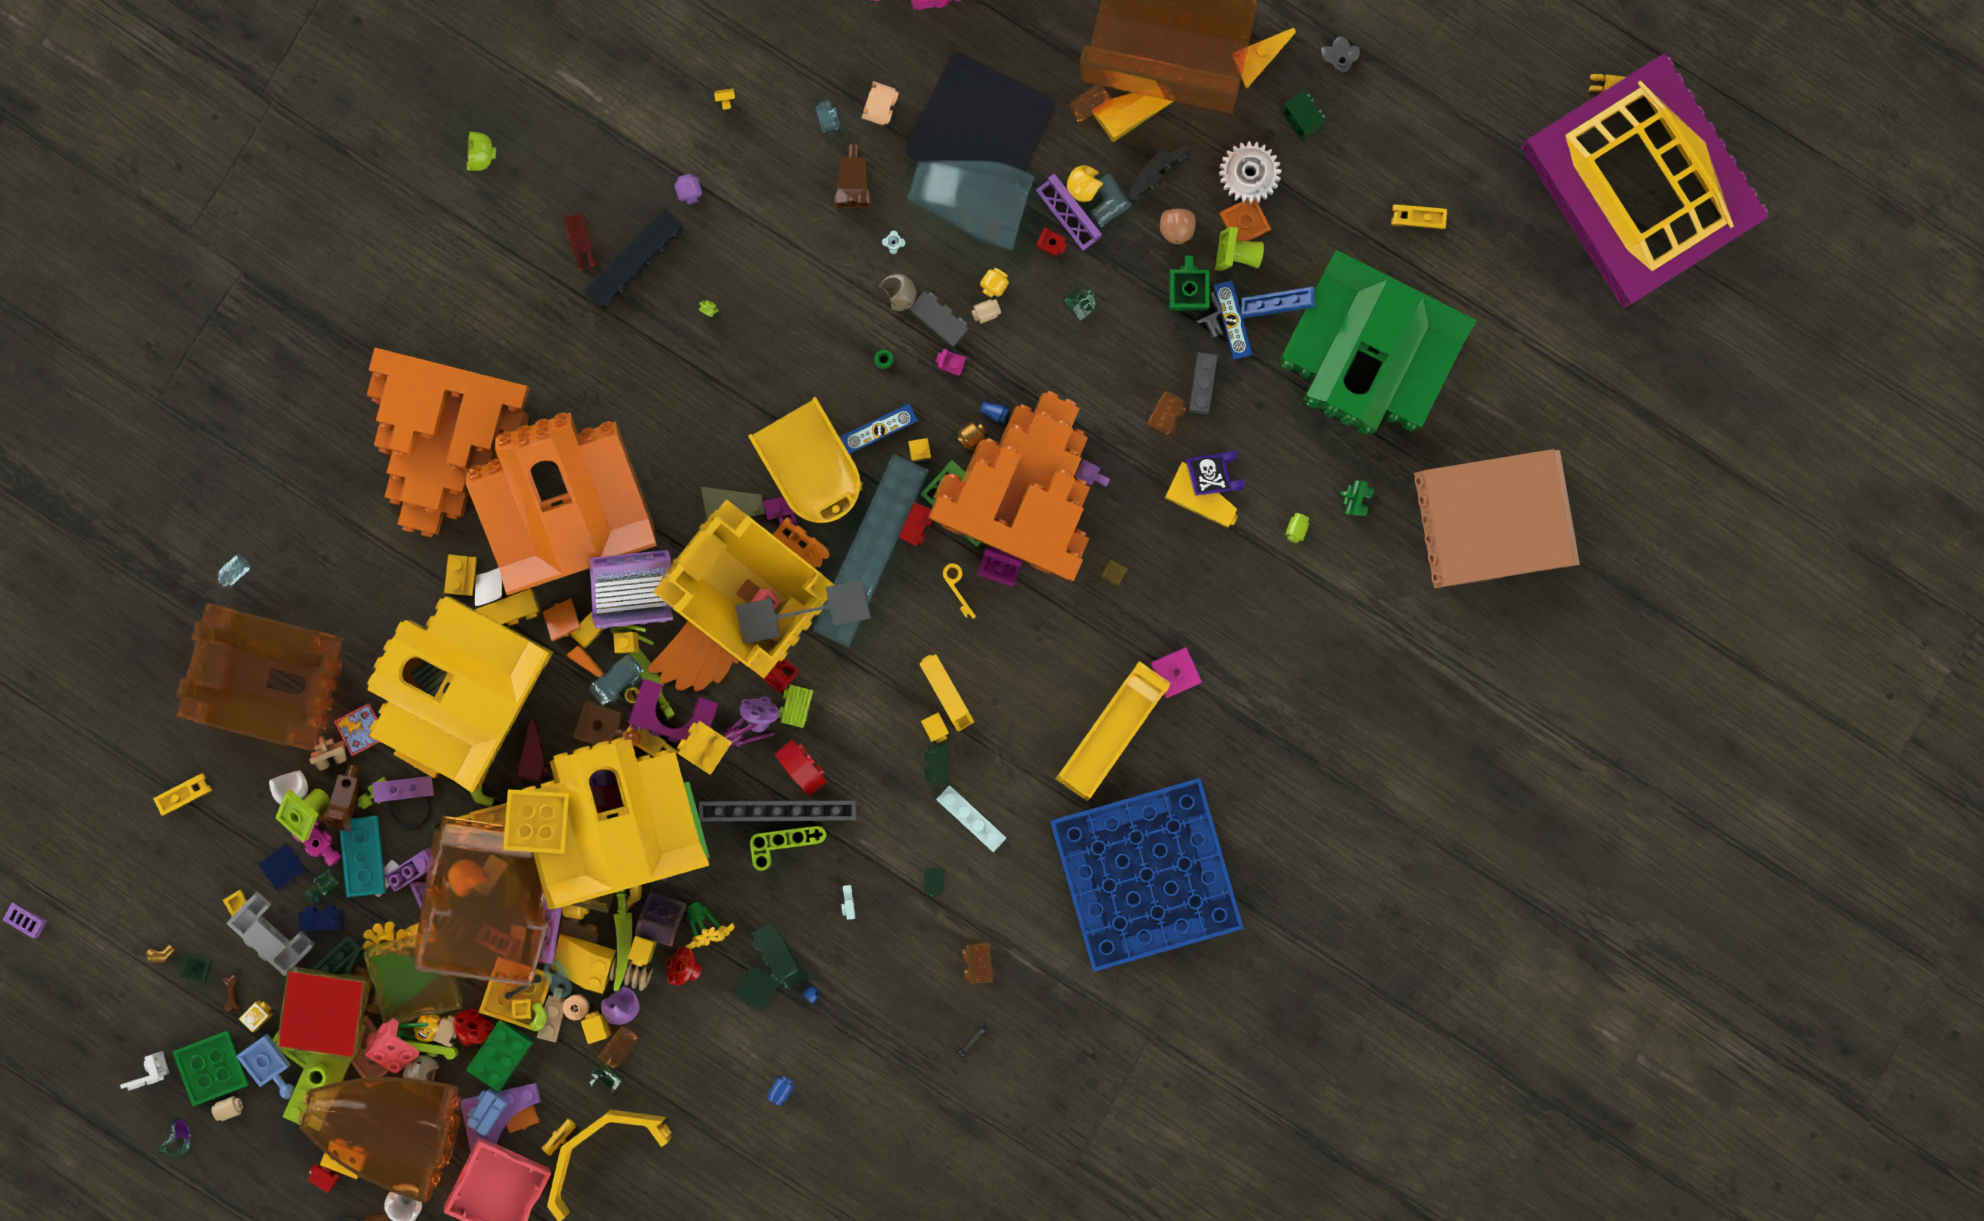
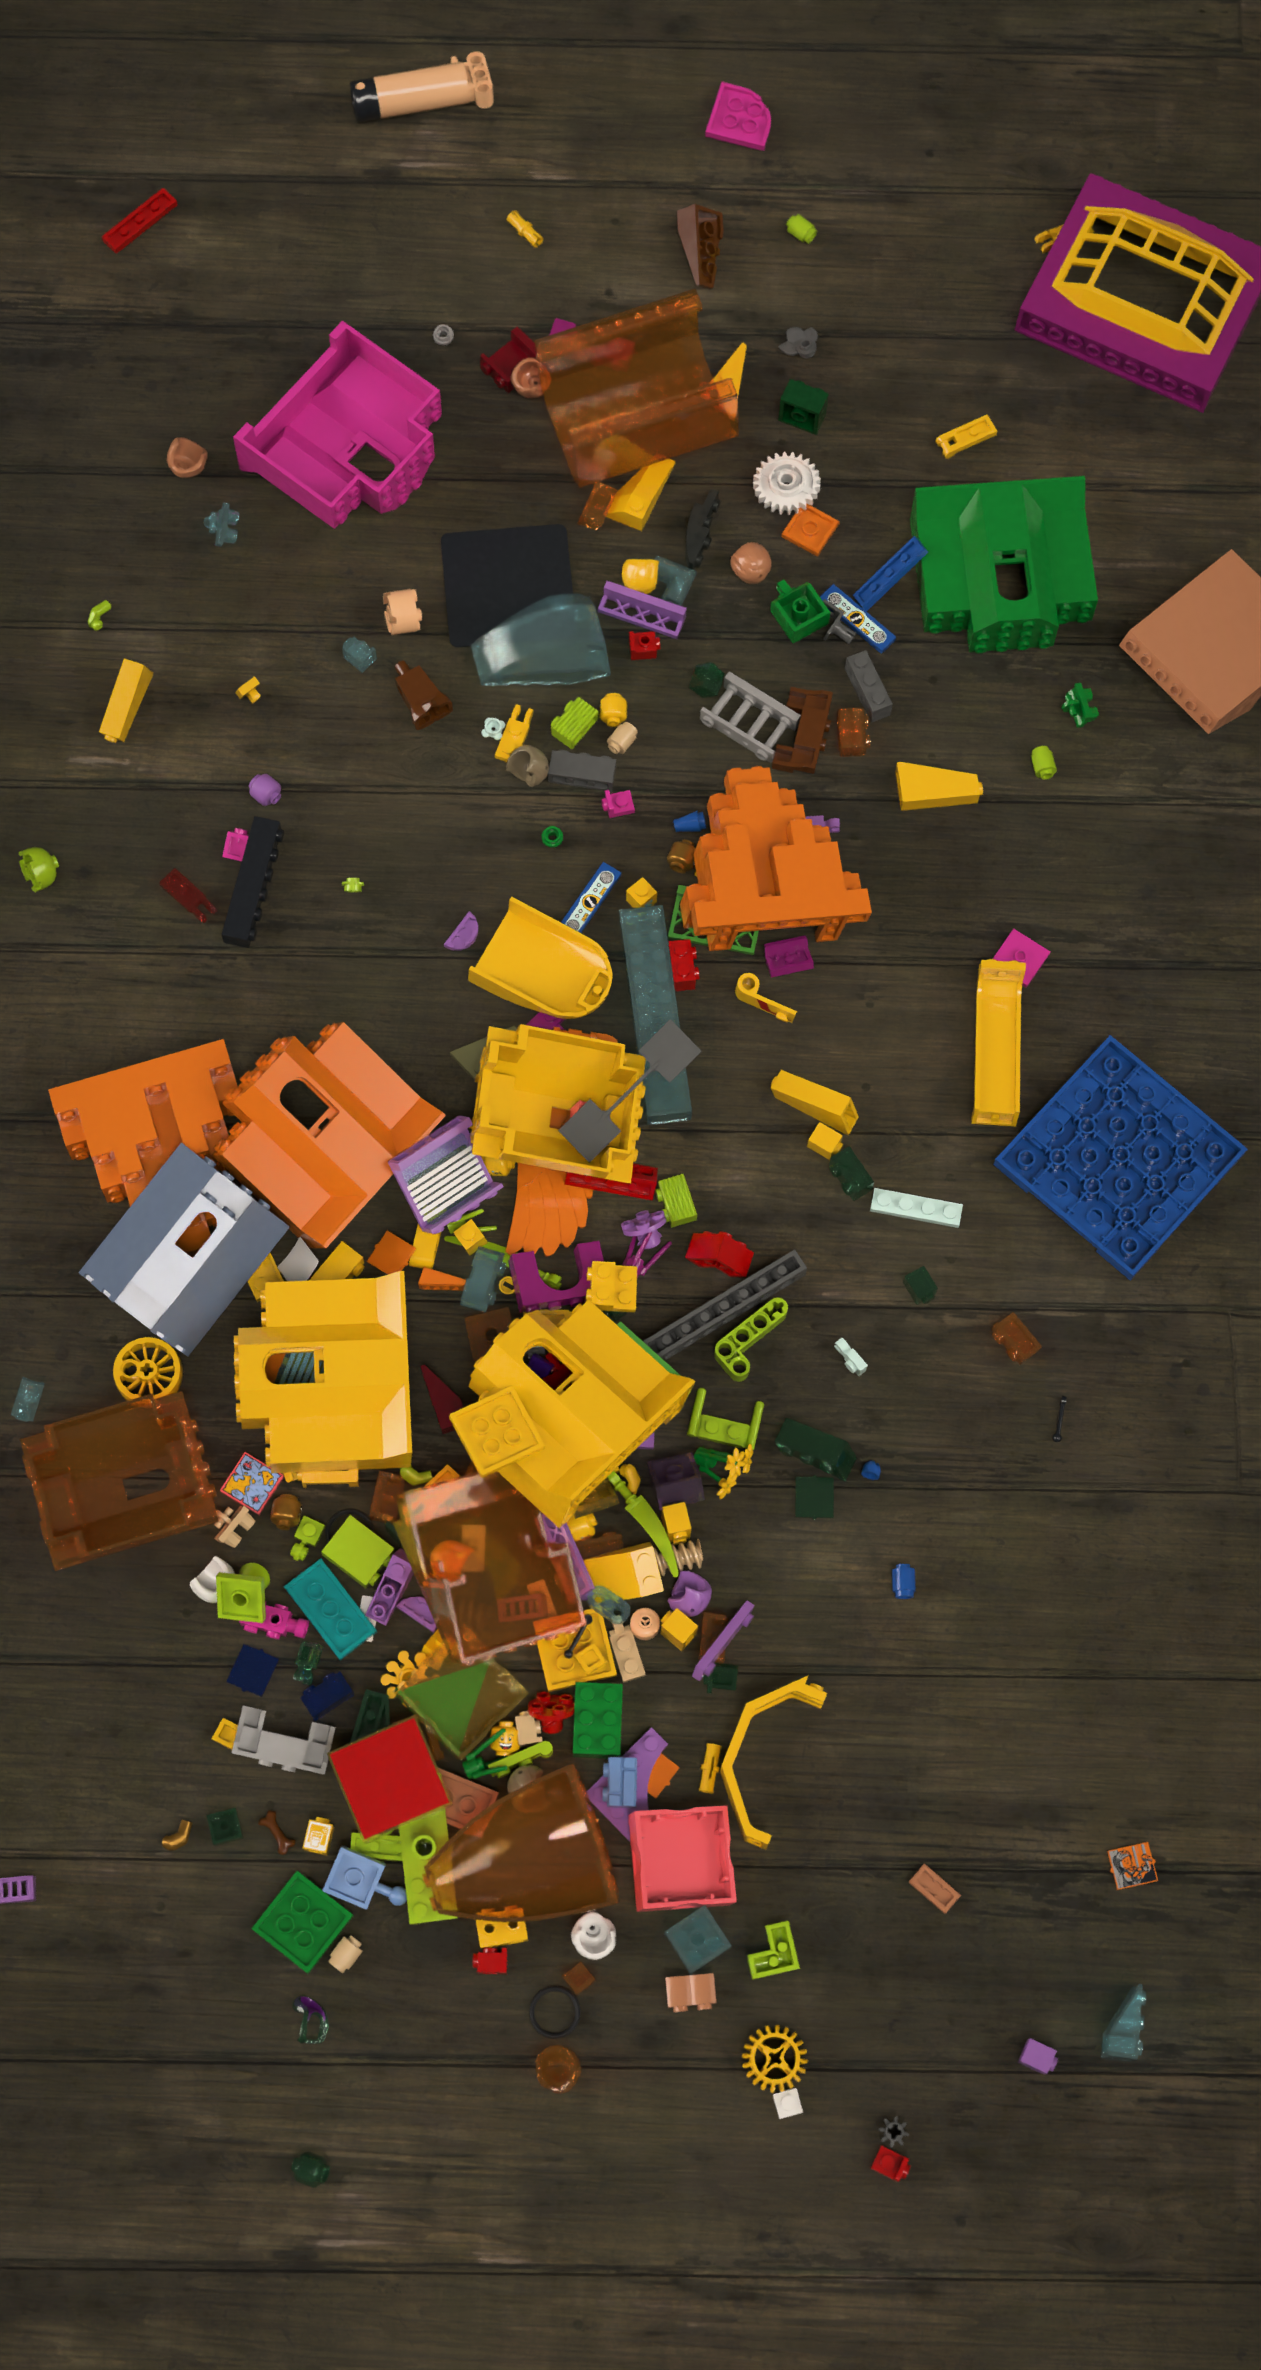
camera: 30 degrees left, 15 degrees down
(157, 1068) = (248, 1966): white bracket -> none
(181, 794) = (104, 1658): yellow plate -> none
(311, 591) = (122, 1363): none -> yellow piece
(343, 801) = (283, 1575): reddish brown piece -> none
(363, 520) = (160, 1281): none -> sand blue panel
(371, 767) = (286, 1511): none -> pearl gold head
(389, 1049) = (481, 1776): coral bracket -> none
(403, 789) = (332, 1513): medium lavender plate -> none
(405, 829) = (358, 1552): none -> lime brick
(449, 800) = (384, 1501): none -> clear orange hinge
(540, 1018) = (615, 1654): lime arm -> none
(624, 50) = (125, 700): none -> yellow slope
(640, 220) = (235, 844): none -> dark pink bracket
(648, 1046) = (706, 1664): none -> medium lavender plate
(682, 967) = (726, 1517): red plate -> none
(722, 898) = (723, 1430): none -> lime plate
(770, 397) = (464, 934): none -> medium lavender tile
(906, 257) = (514, 734): none -> yellow hinge
(957, 276) = (574, 722): none -> lime brick
(1113, 355) = (752, 697): none -> light grey fence
(1114, 572) = (899, 902): clear yellow tile -> none
(1137, 391) = (809, 741): none -> reddish brown bracket
(1211, 475) = (932, 759): flag -> none
(1236, 250) = (816, 555): lime plant -> none

